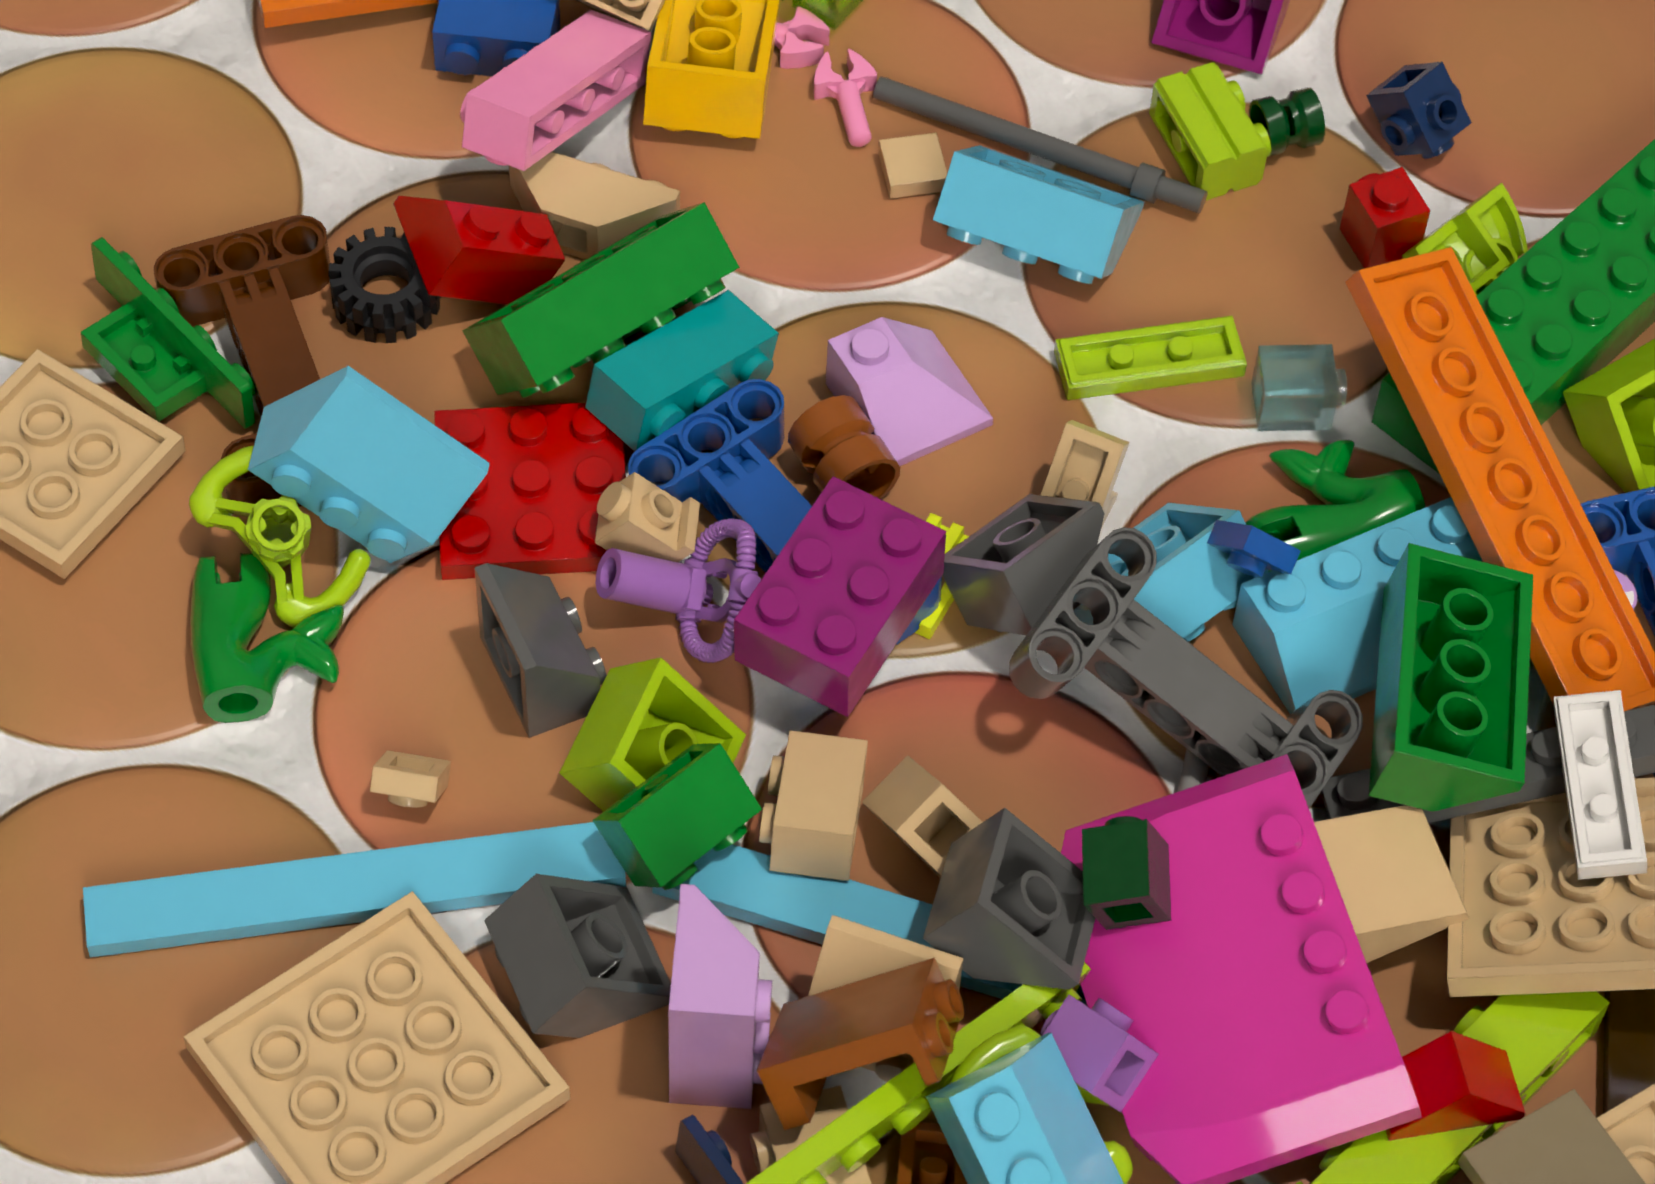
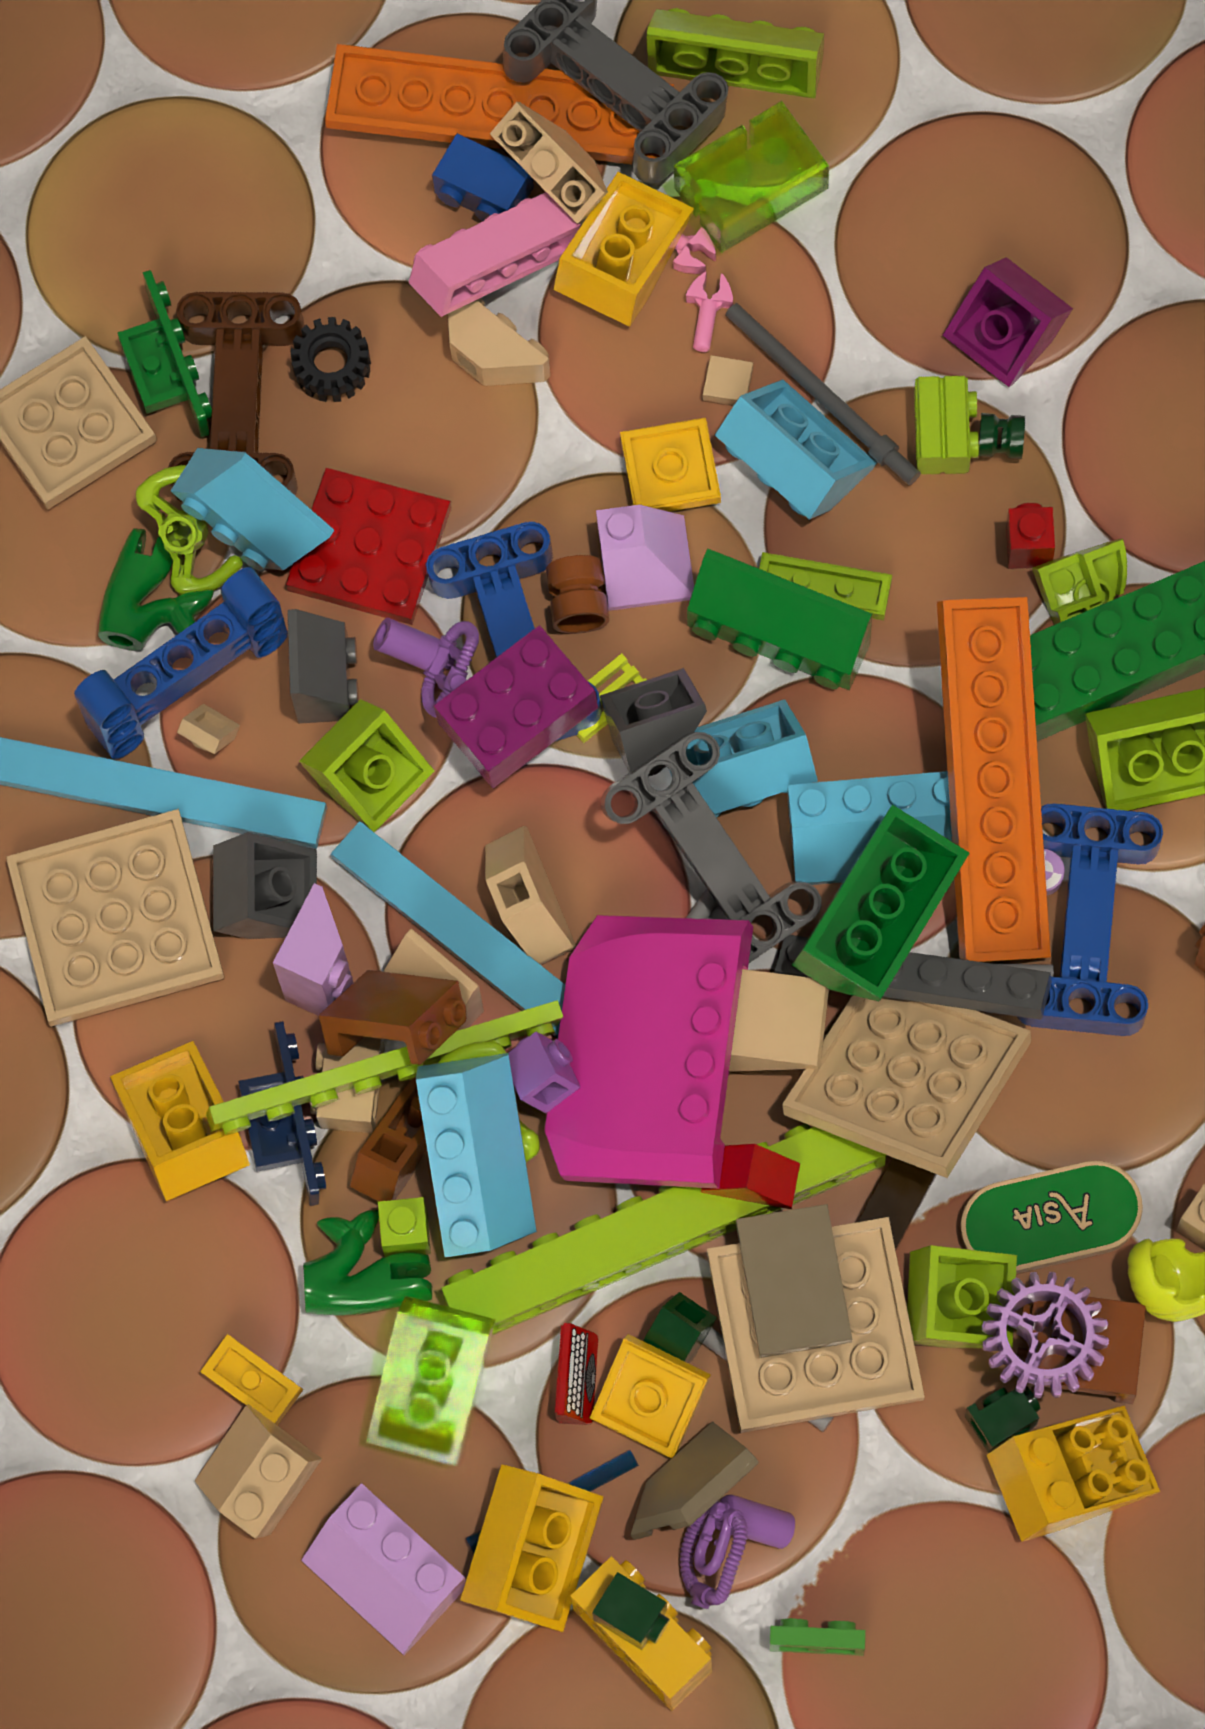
camera: 30 degrees right, 15 degrees up
(266, 766) = (247, 615): none -> blue beam
(479, 248) = (397, 355): red slope -> none
(602, 302) = (459, 429): green brick -> none
(646, 520) = (424, 602): tan brick -> none
(678, 817) = (355, 821): green brick -> none
(680, 368) = (495, 496): teal brick -> none
(816, 805) = (450, 840): tan brick -> none
(890, 273) = (671, 466): none -> yellow plate
(1011, 907) = (529, 962): dark grey slope -> none
(1086, 466) = (724, 672): tan slope -> none
(1126, 873) = (607, 964): dark green brick -> none
(1163, 392) = (779, 620): none -> green slope
(1252, 549) = (800, 766): blue plate -> none
(1297, 387) = (907, 646): clear light blue brick -> none
(1350, 503) = (871, 758): green piece -> none
(1419, 110) = (1096, 460): dark blue brick -> none
(1600, 785) = (942, 1011): white tile -> none

